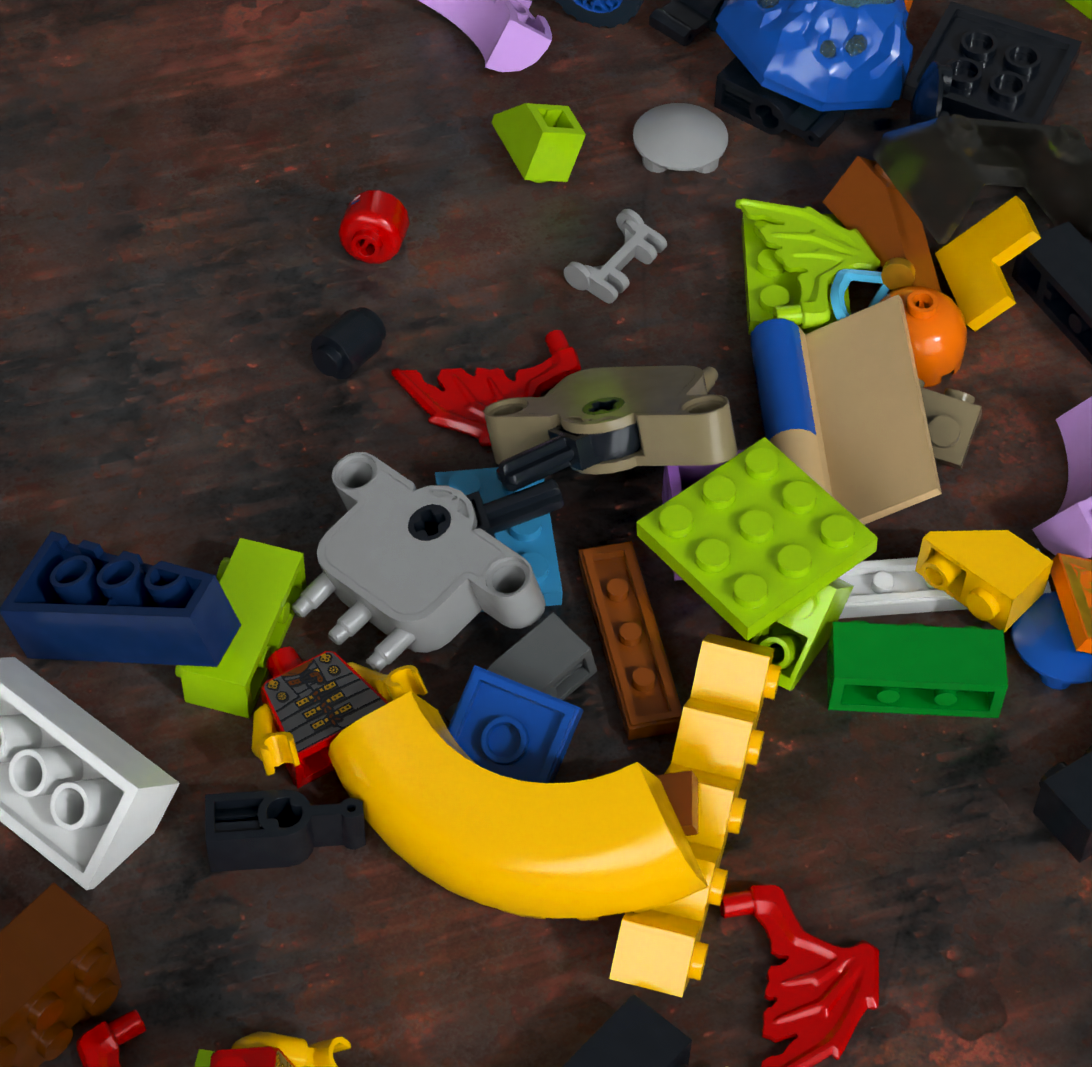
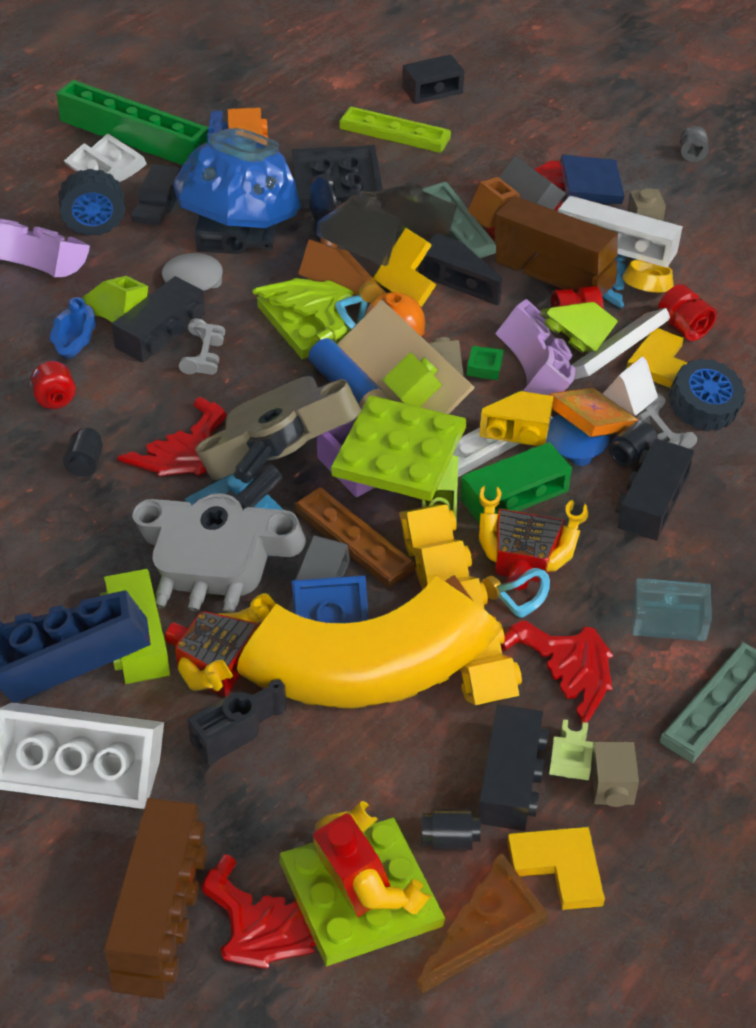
camera: 30 degrees left, 5 degrees down
(456, 154) = (73, 328): none -> blue arm
(581, 188) = (158, 319): none -> black brick
(772, 821) = (497, 590): none -> medium azure piece
(856, 442) = (413, 380): none -> lime brick
(862, 770) = (526, 540): none -> torso
(1007, 458) = (485, 363): none -> green plate
(1011, 982) = (671, 609): none -> clear light blue panel

